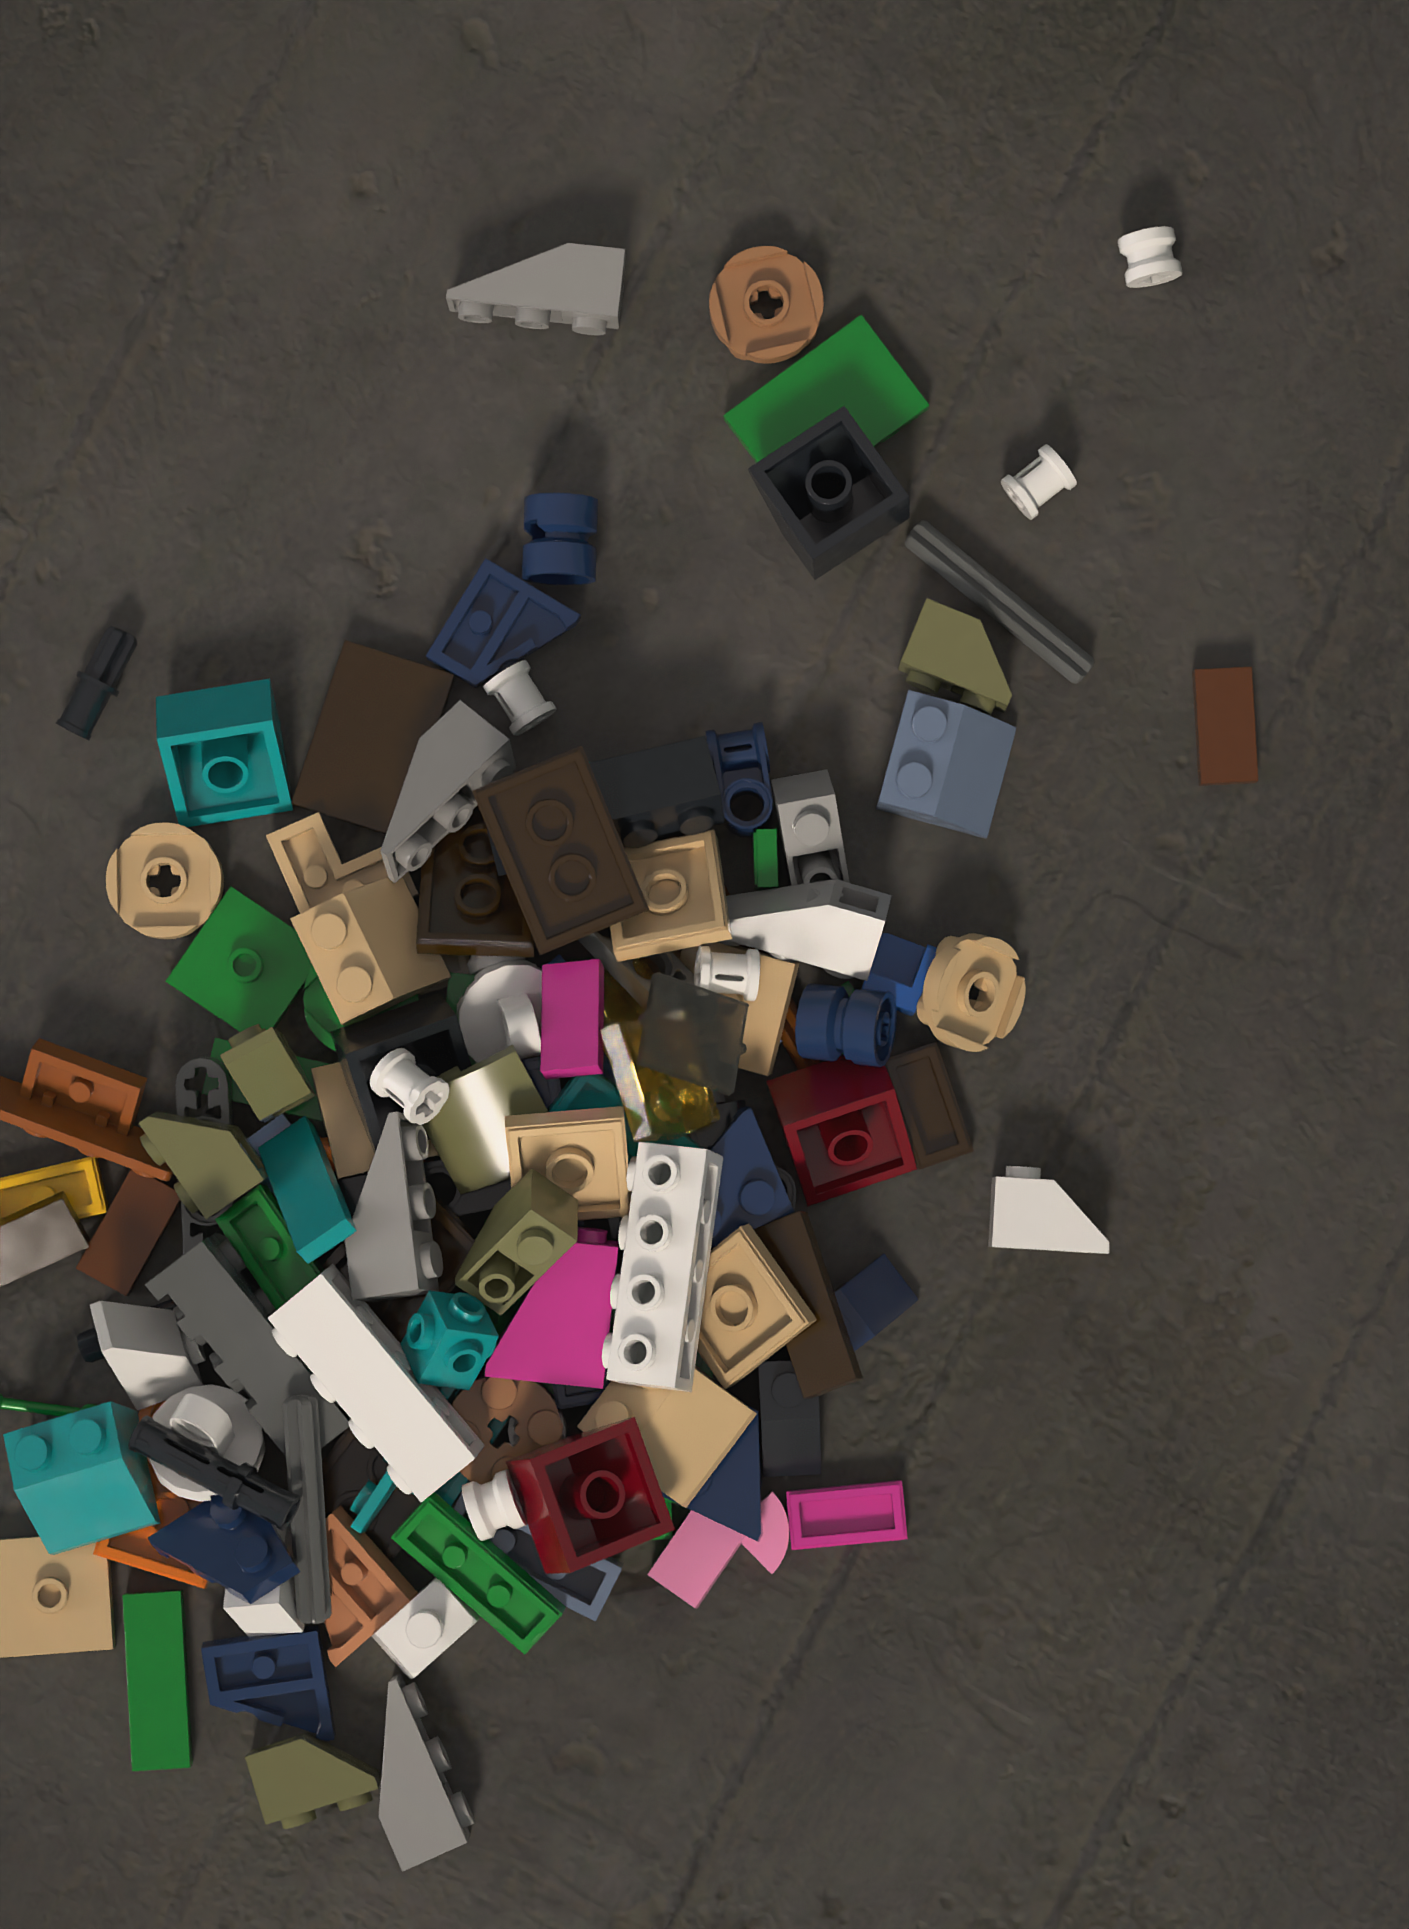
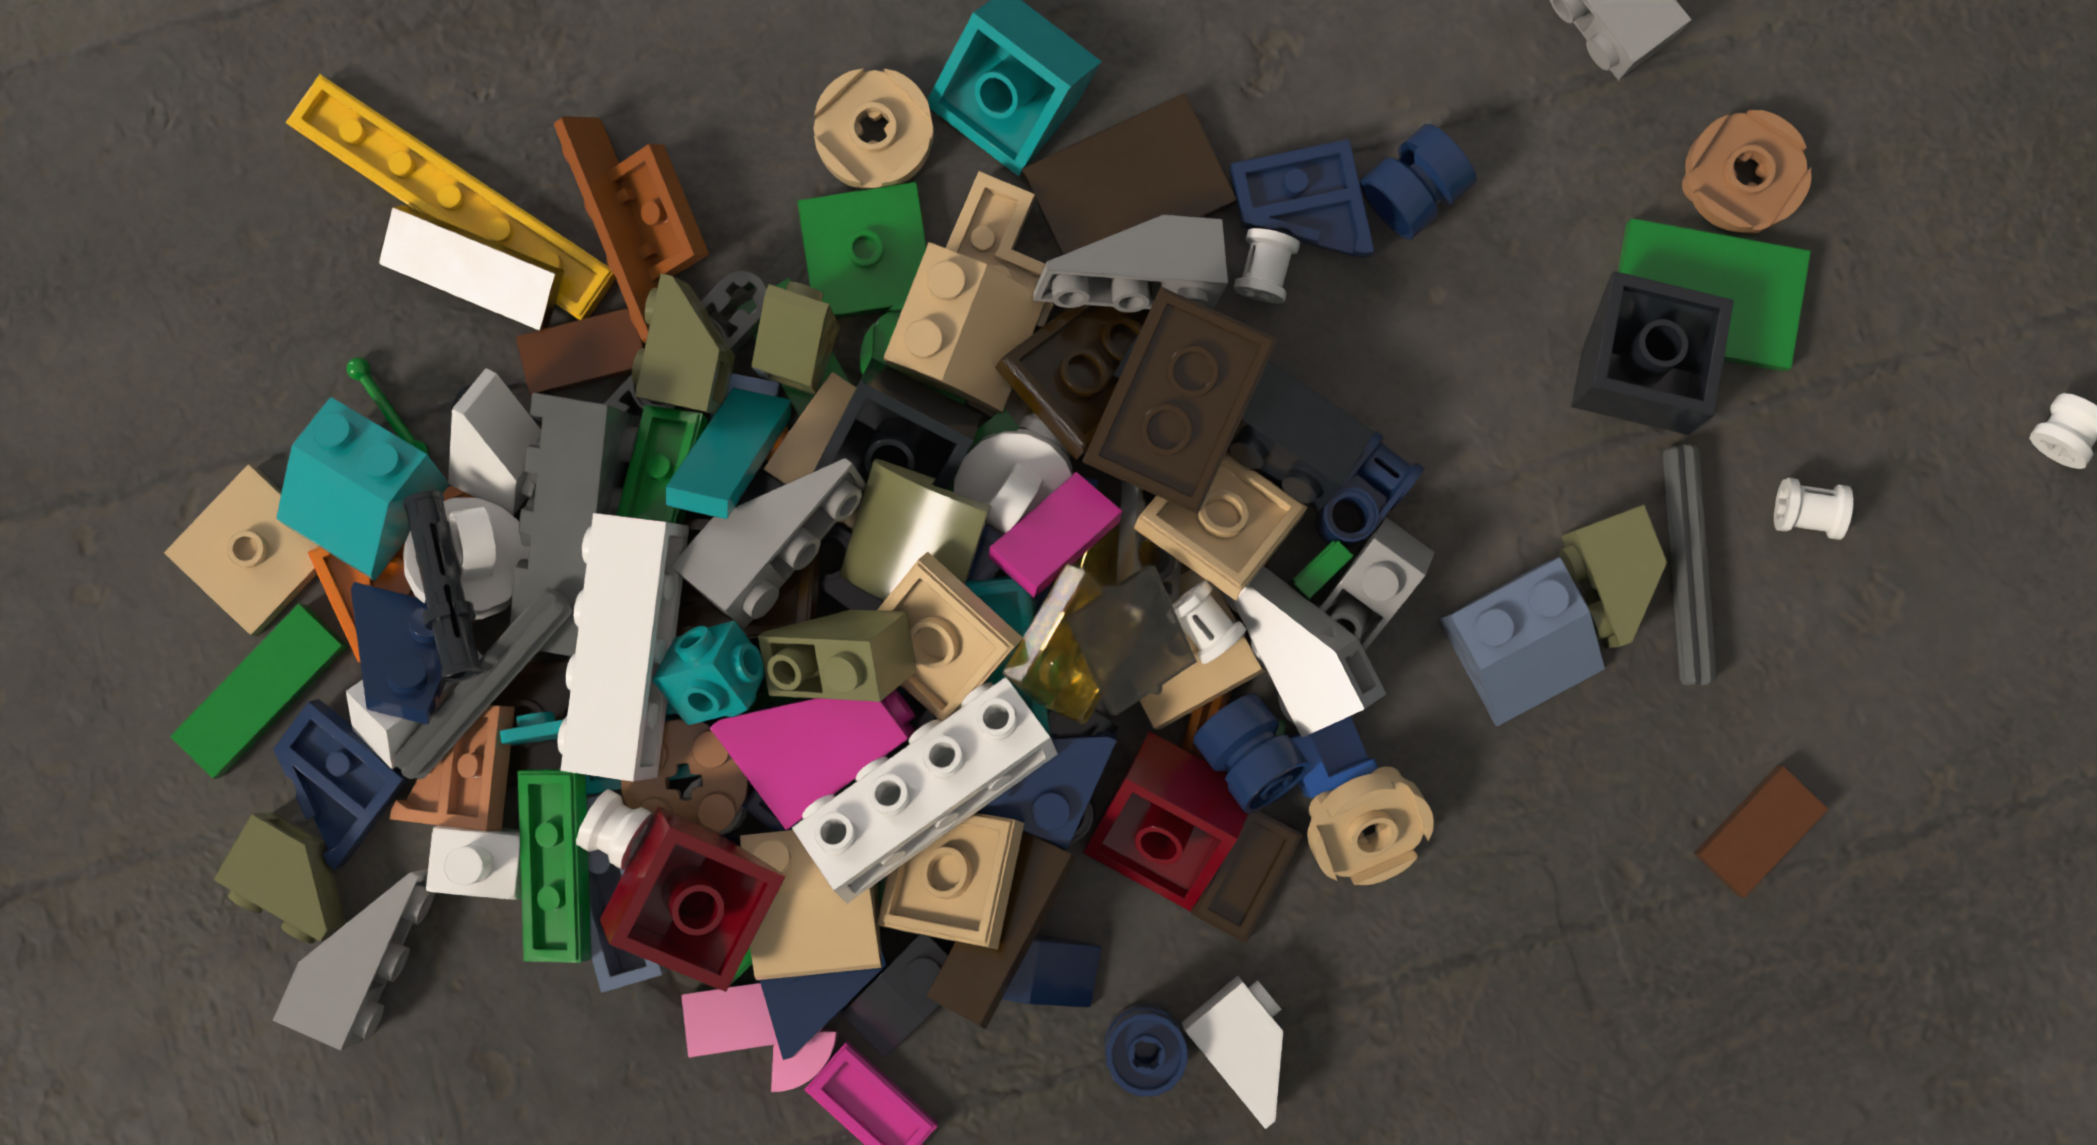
camera: 50 degrees right, 0 degrees up
(409, 1086) = (881, 454): white bush -> none
(980, 1286) = (1145, 1050): none -> dark blue wheel

